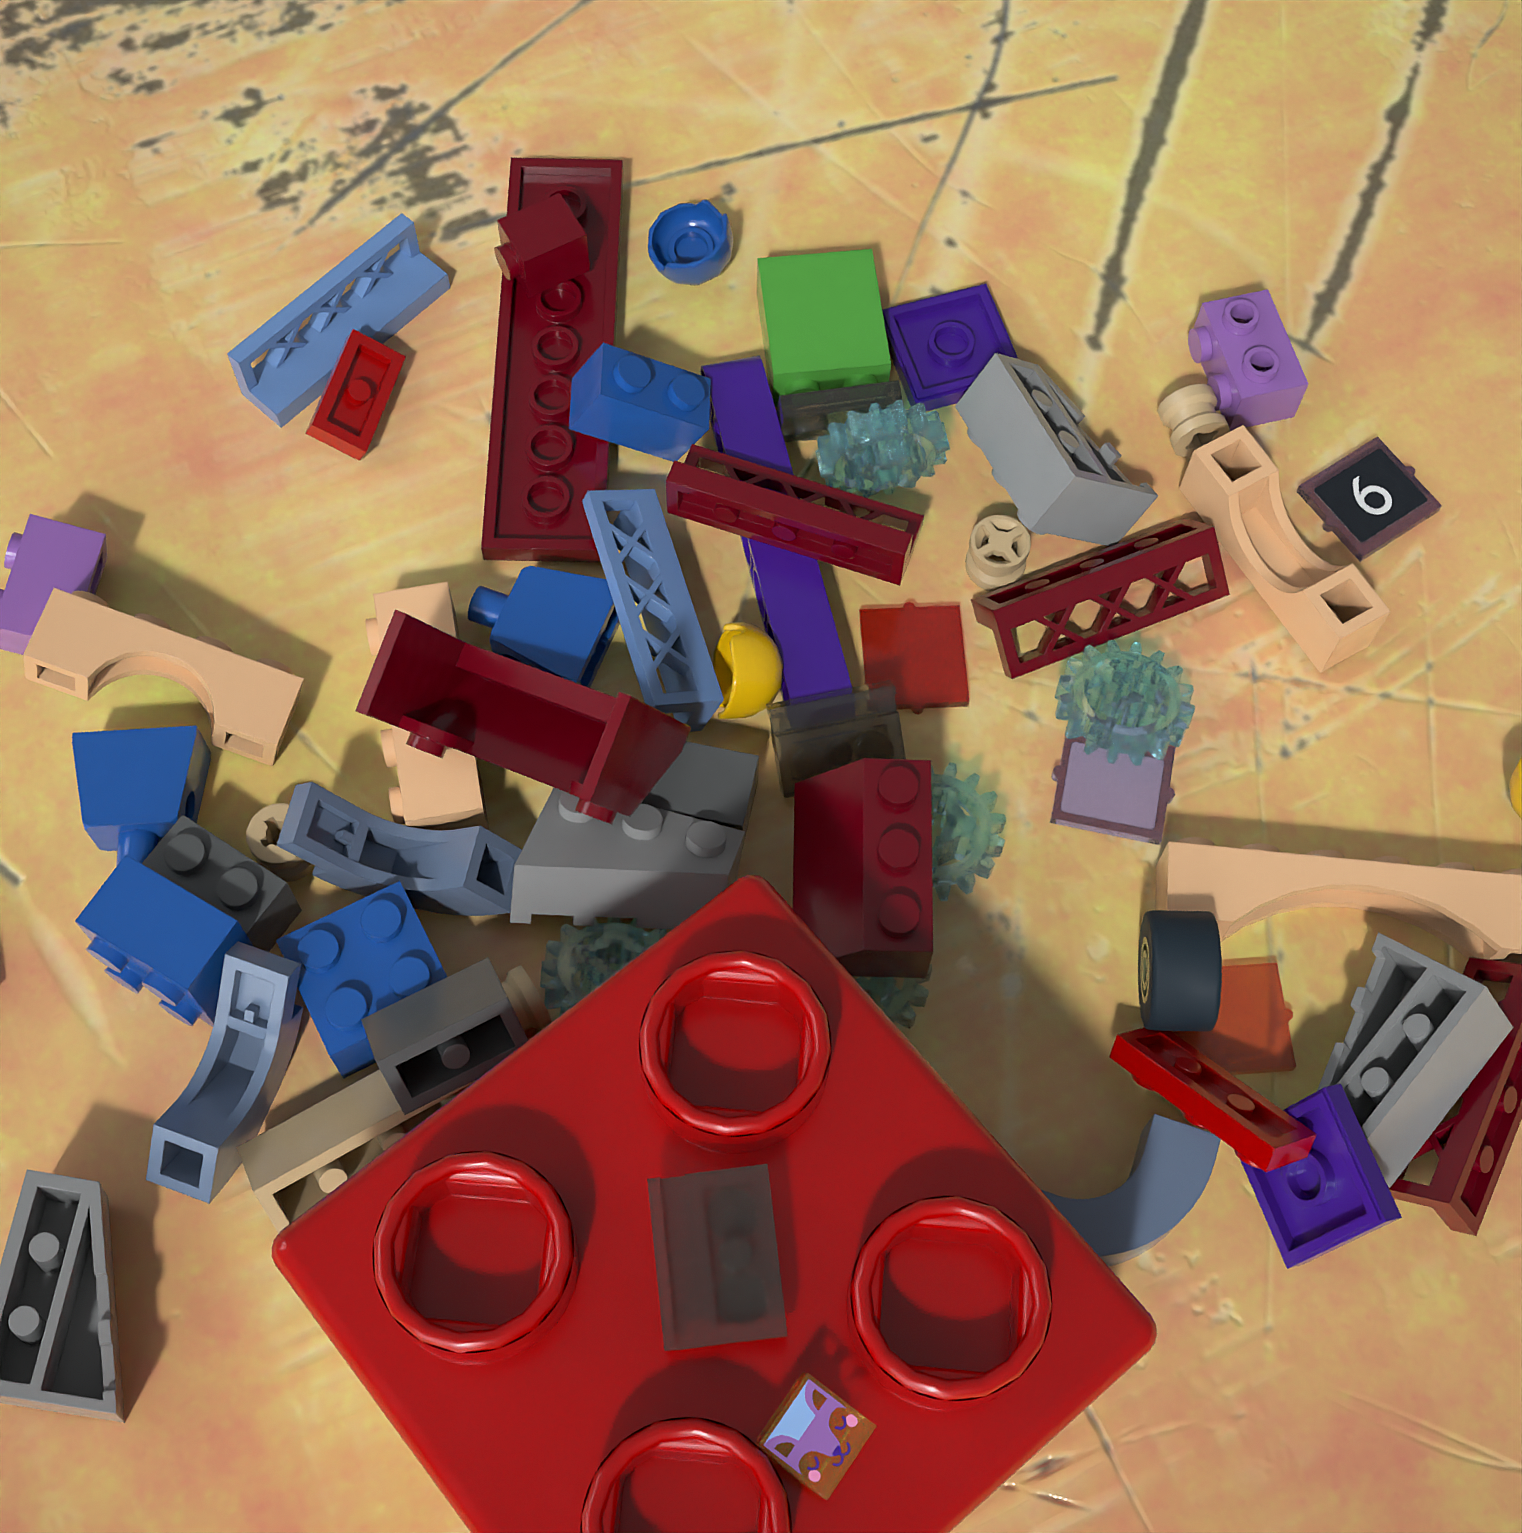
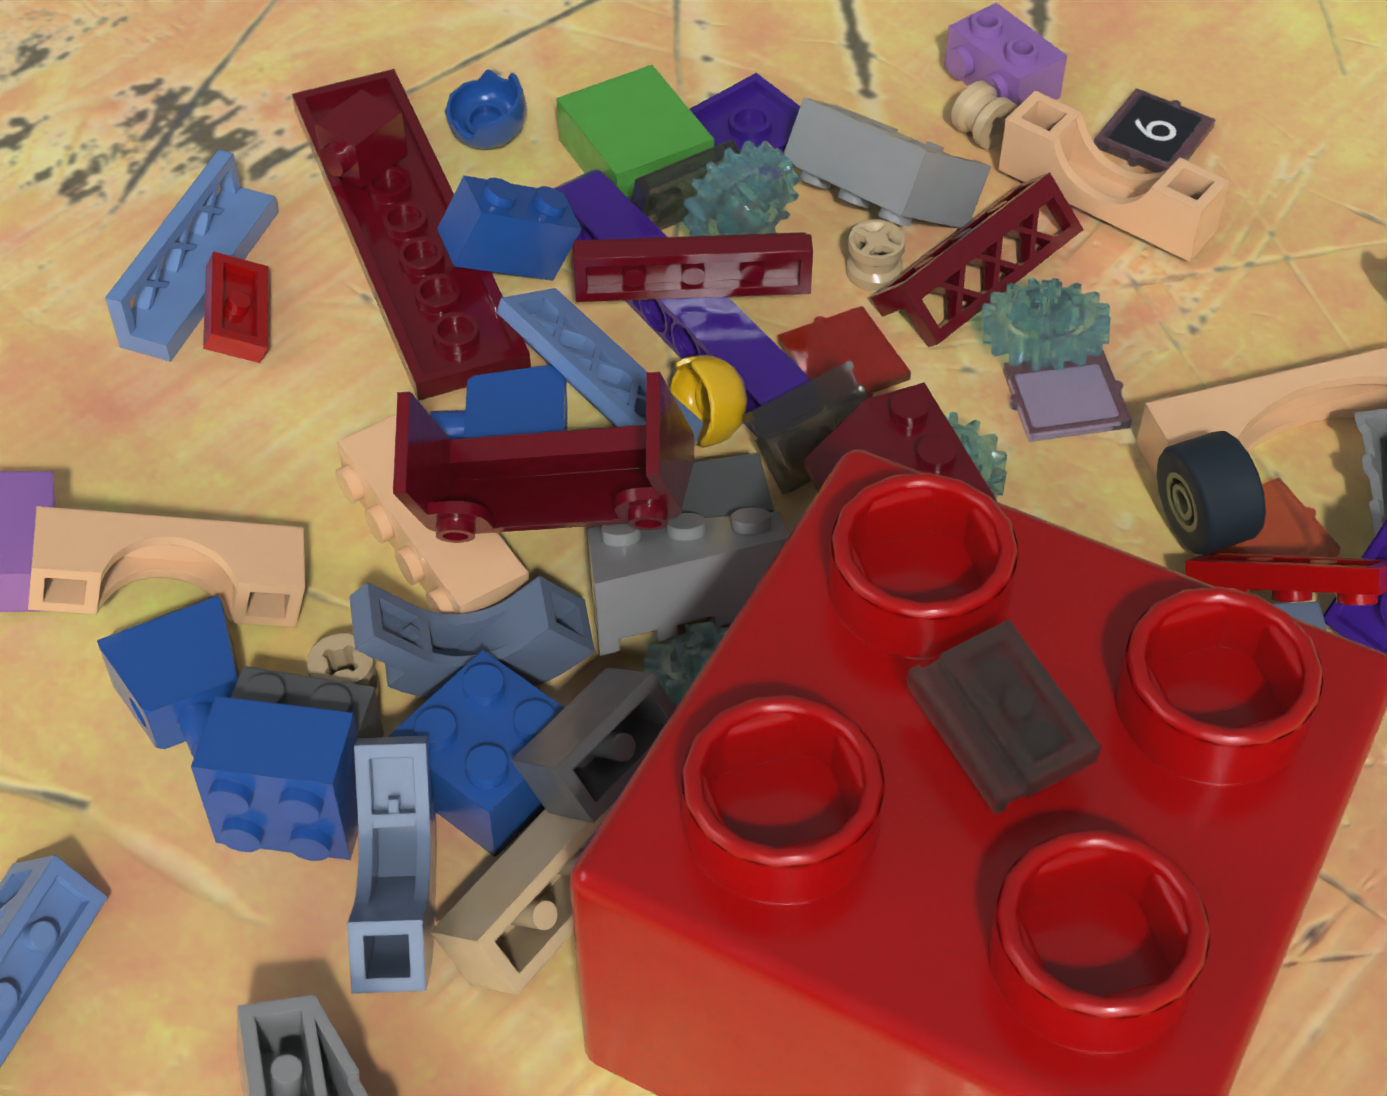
camera: 20 degrees left, 15 degrees down
(814, 1435) = (1170, 817): tile -> none

